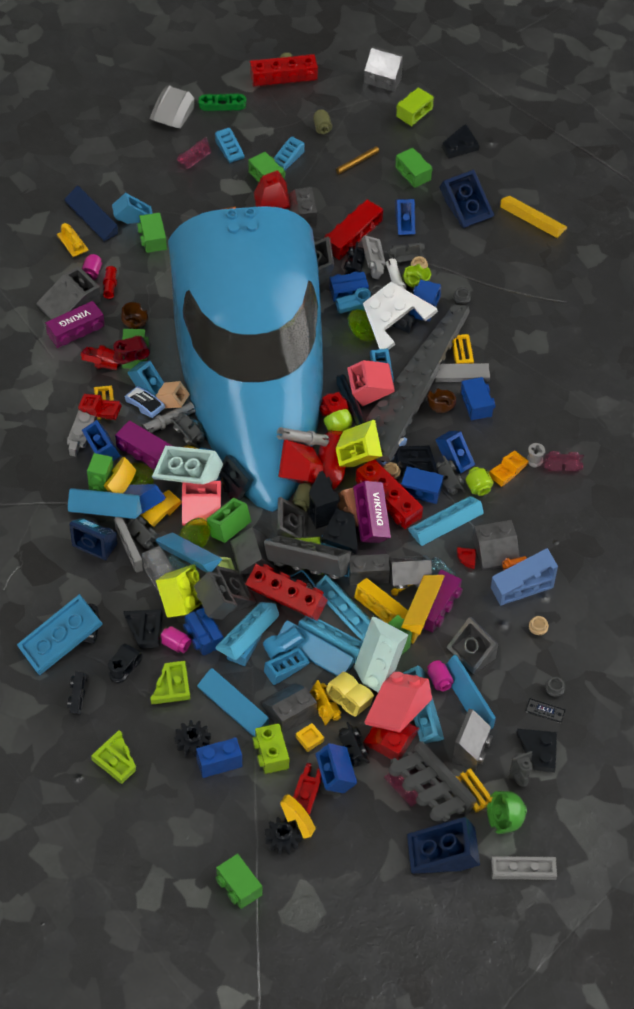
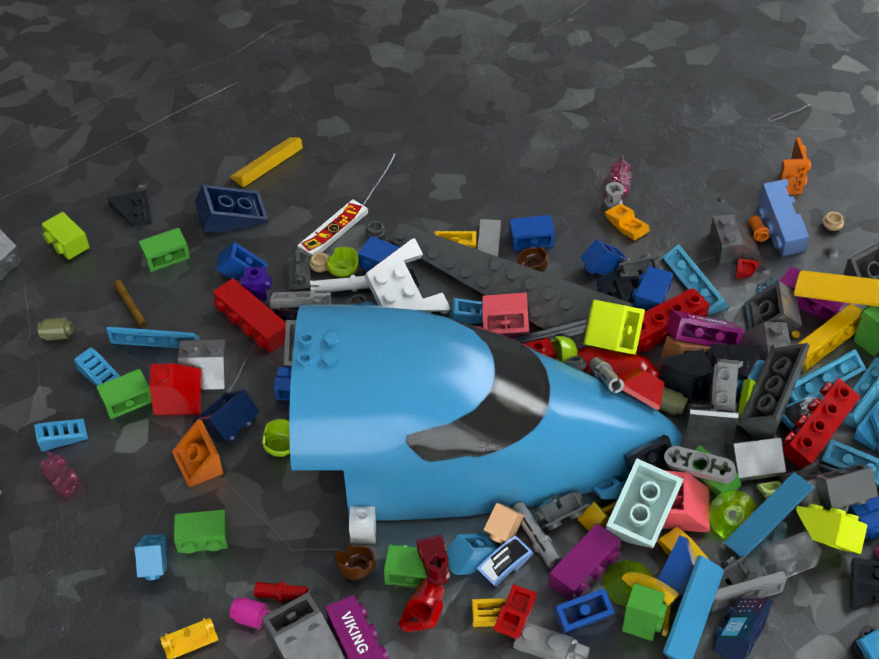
camera: 80 degrees left, 5 degrees down
(91, 214) = (139, 610): dark blue slope -> none
(164, 317) = (362, 525): none -> white brick
(227, 508) = (719, 463): none -> light grey beam
(310, 521) = (725, 384): none -> light grey window
(321, 425) = (576, 362): none -> dark grey plate
(325, 179) = (150, 338): none -> dark azure slope
(385, 226) = (257, 282): none -> dark purple brick
(460, 269) = (333, 228): none -> tile
(479, 481) = (649, 242): lime head -> none
(593, 592) = (796, 169): none -> orange bracket

